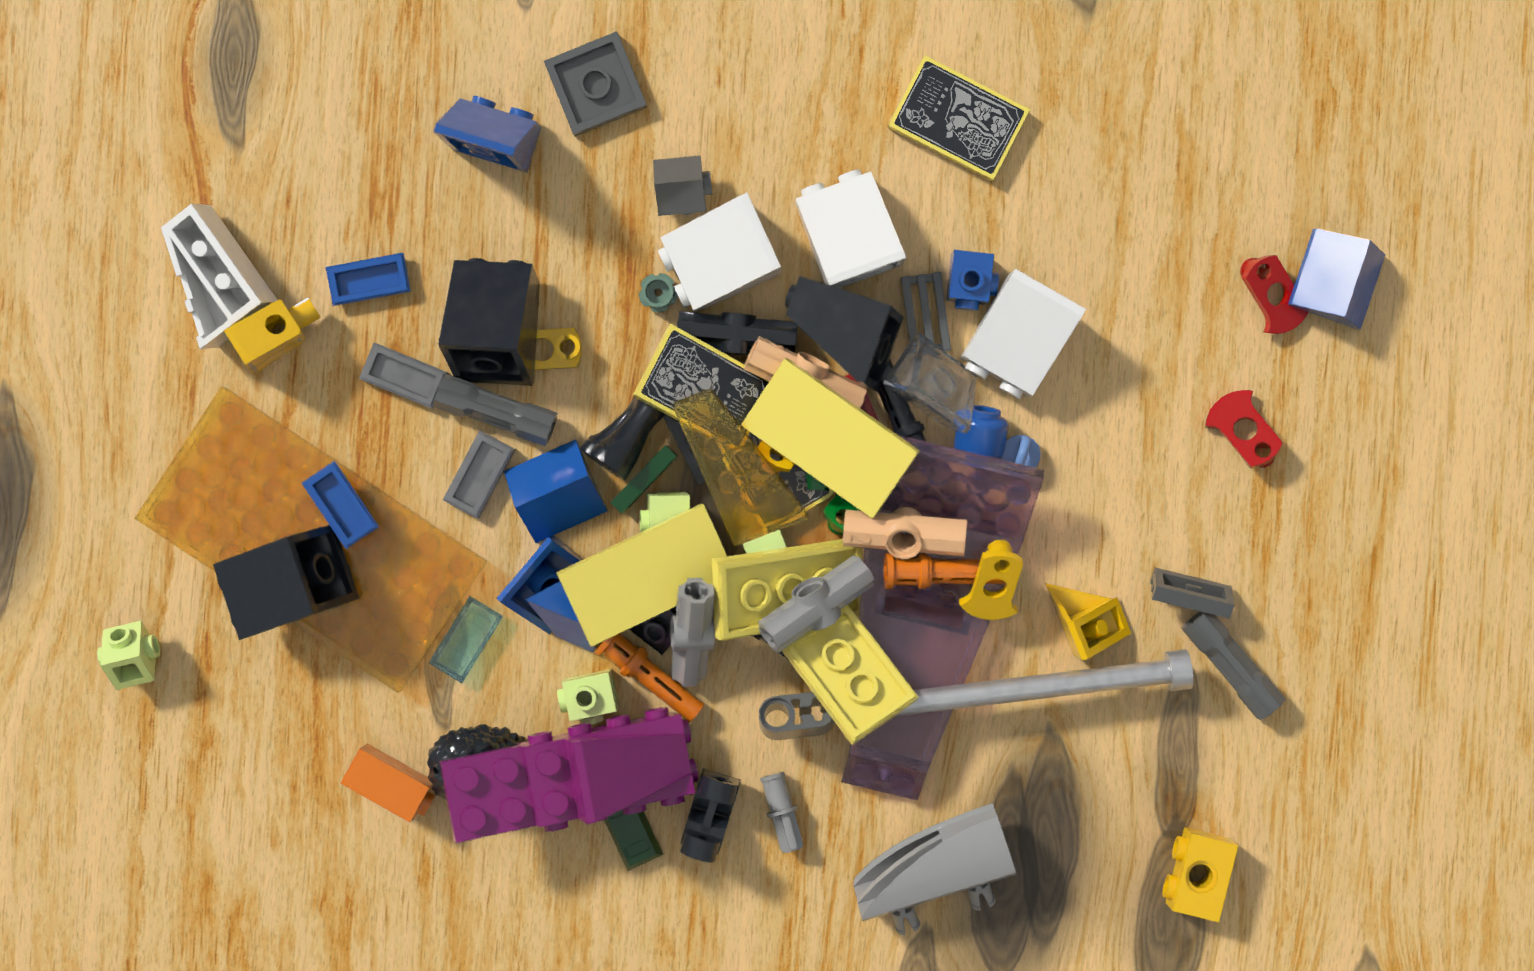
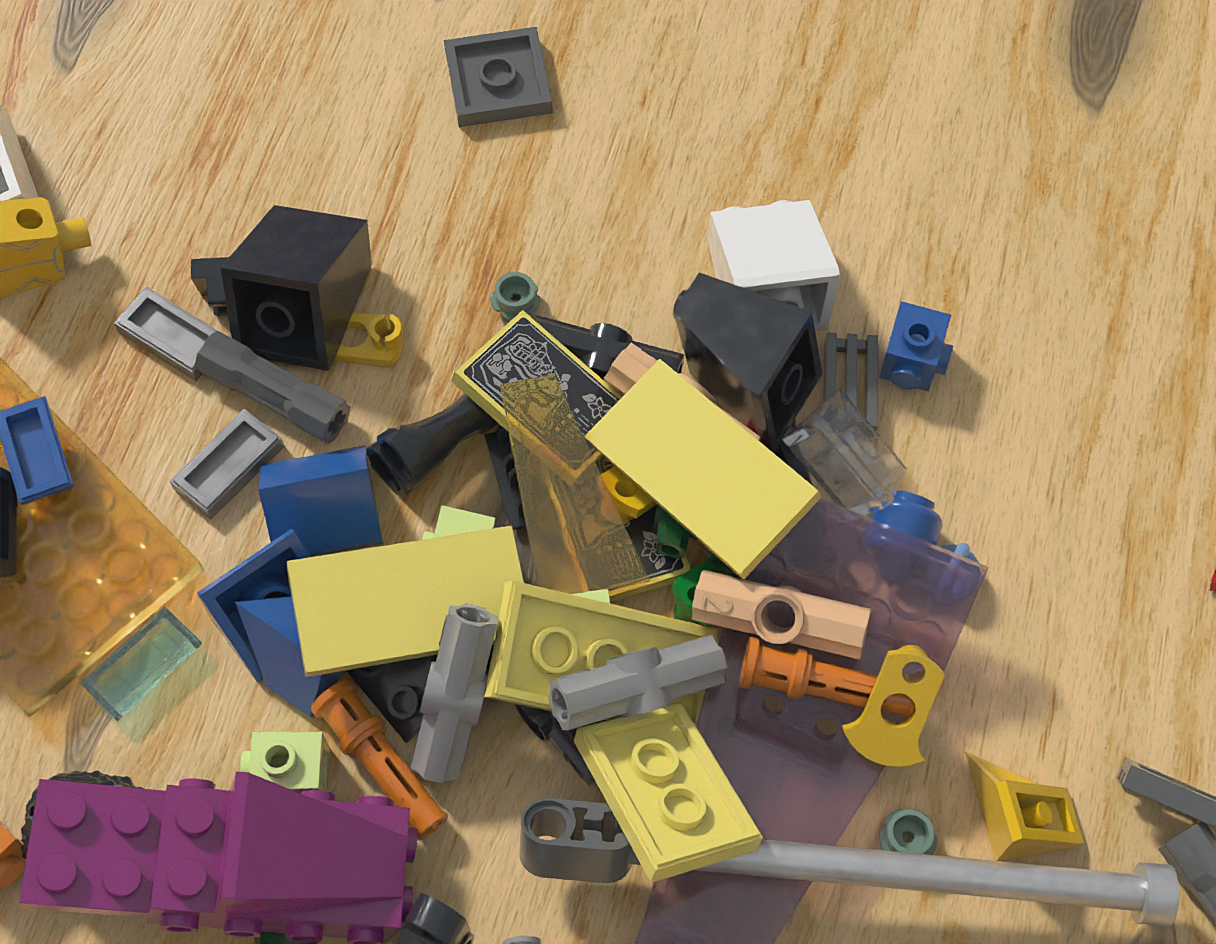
camera: 10 degrees right, 25 degrees down
(368, 279) = (164, 221): blue tile -> none
(427, 328) = (208, 281): none -> black tile
(490, 133) = (354, 86): blue slope -> none
(644, 479) = (458, 490): dark green tile -> none
(681, 185) = (573, 183): dark grey brick -> none
(719, 254) = (606, 257): white slope -> none
(958, 118) = (925, 183): tile -> none
(1021, 334) = (976, 411): white slope -> none
(1023, 658) = (908, 821): none -> sand green plate

